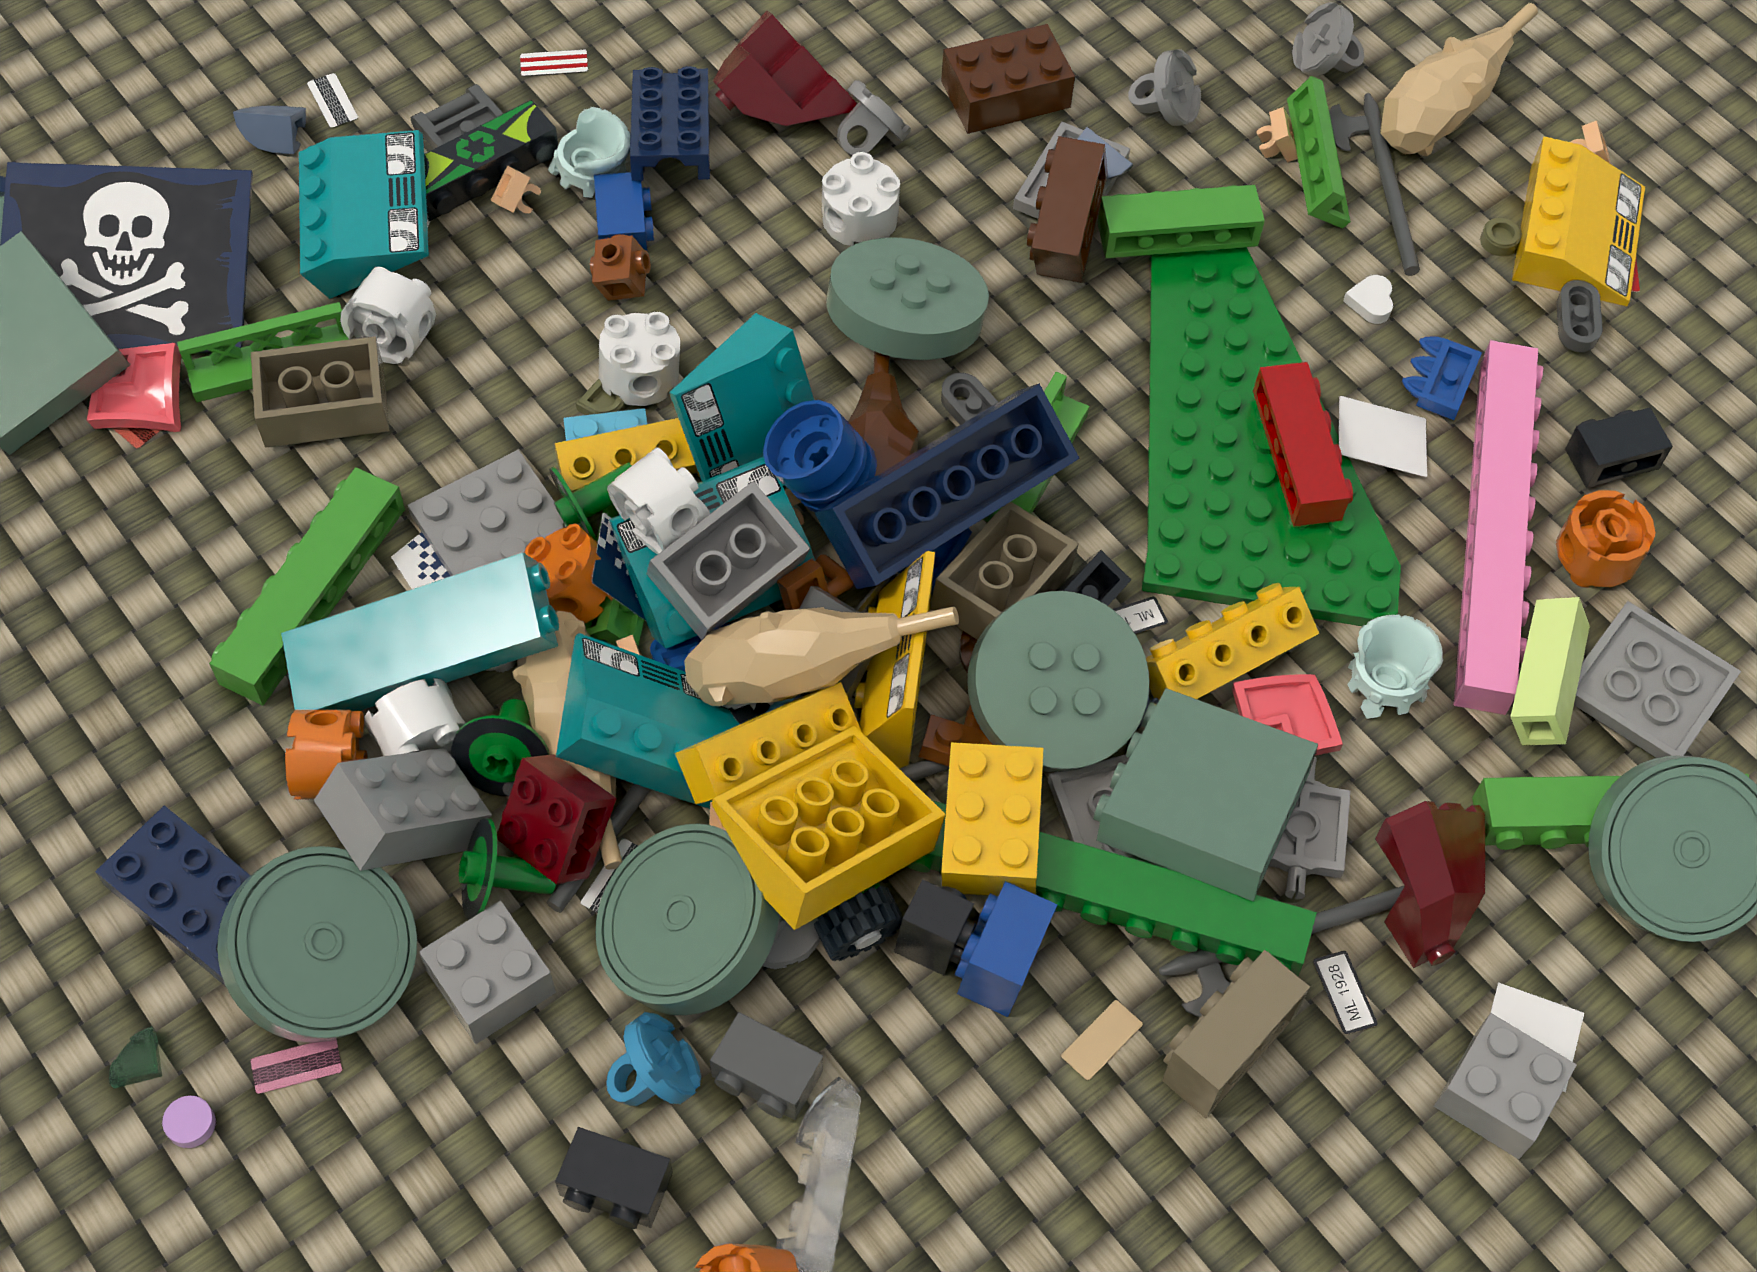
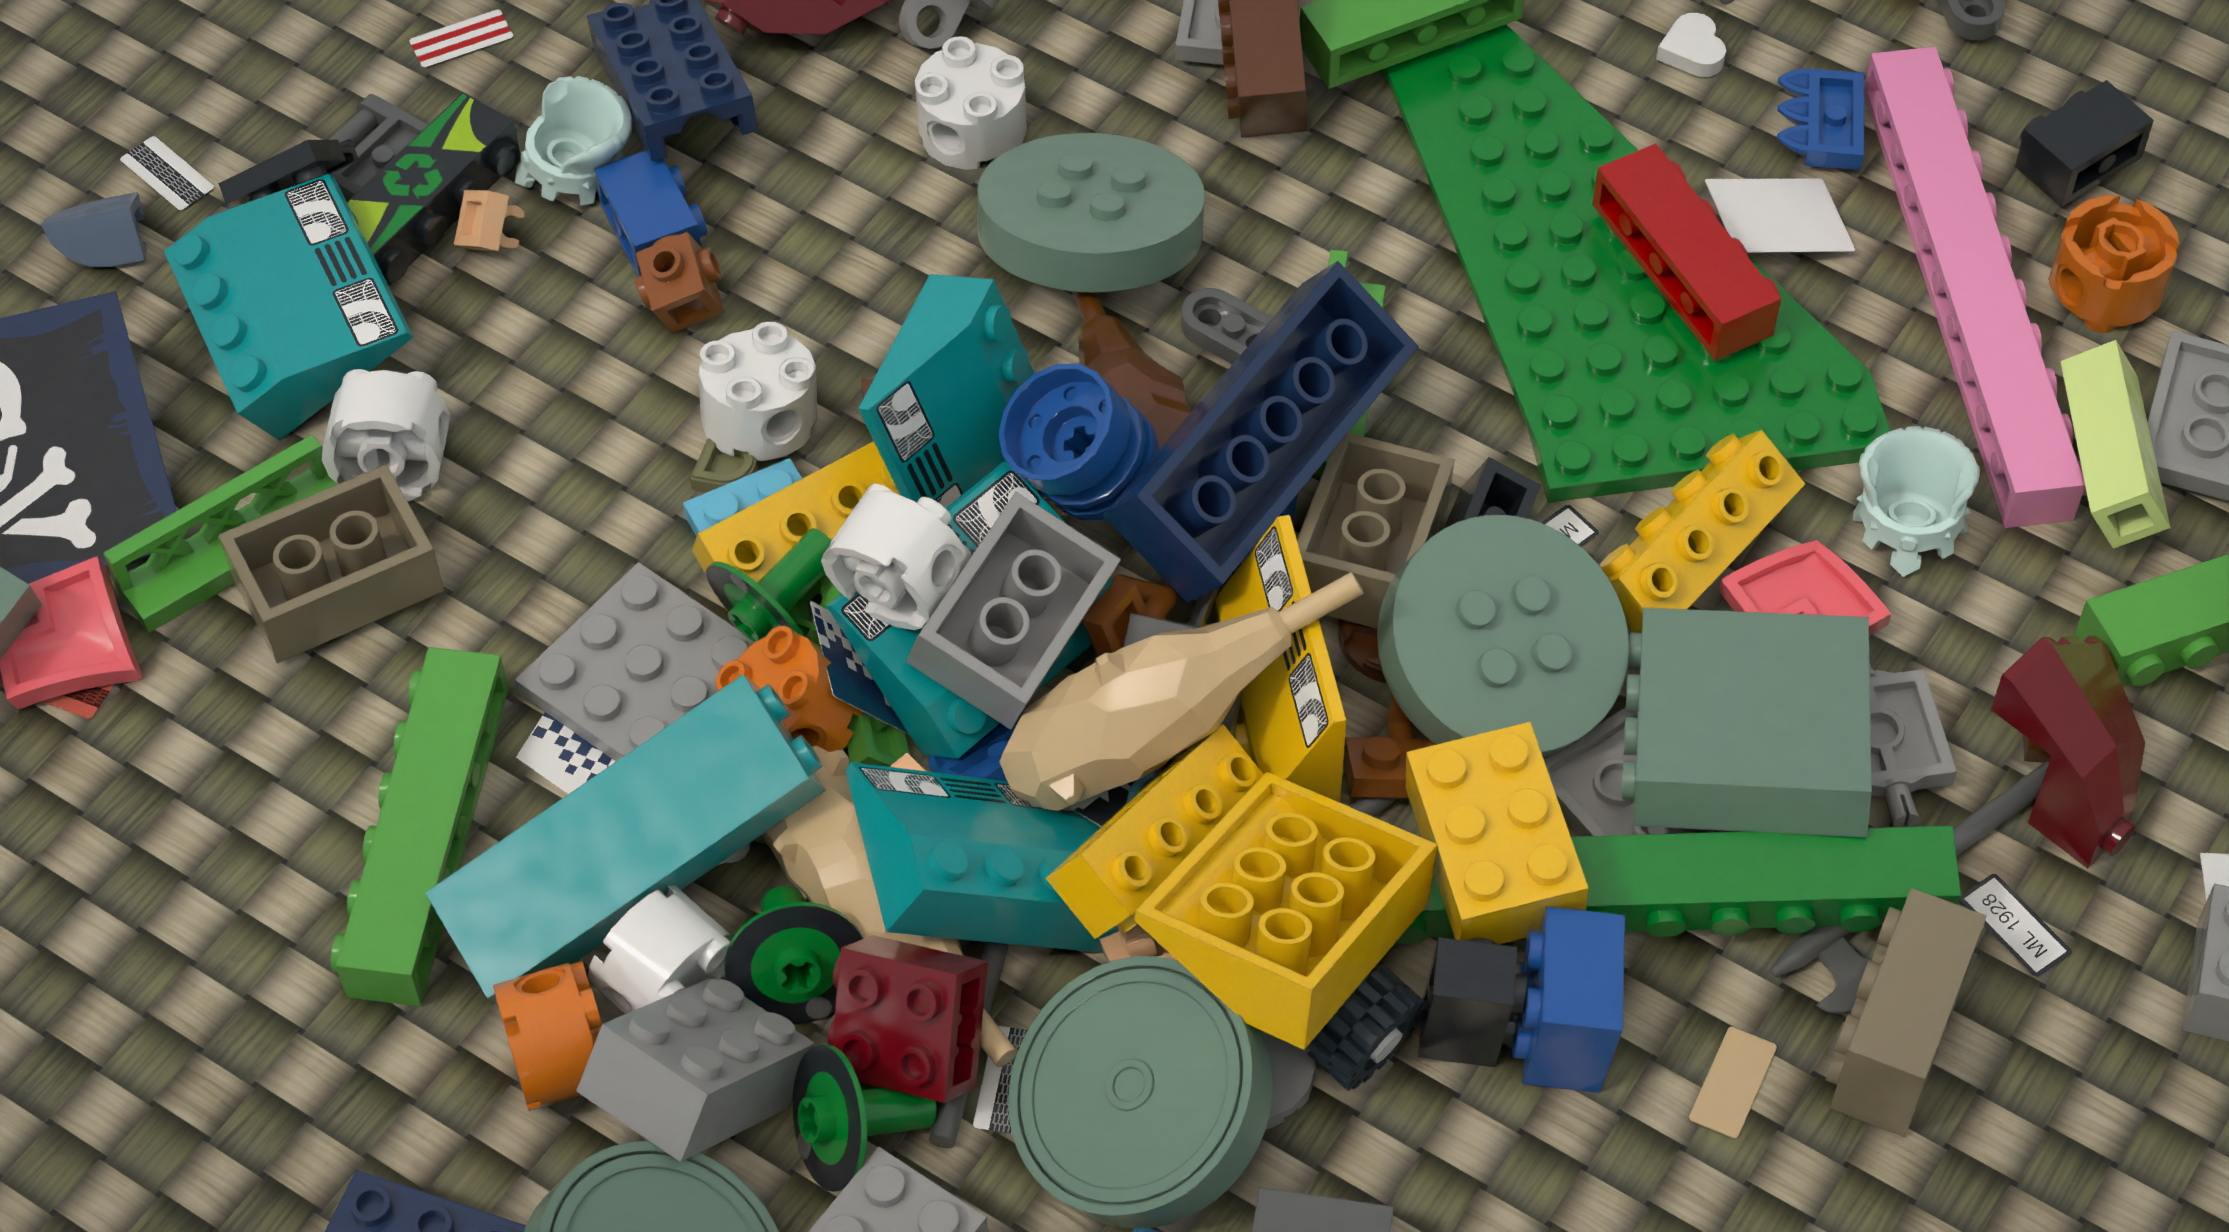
camera: 15 degrees left, 5 degrees down
(398, 119) = (289, 169): none -> black plate

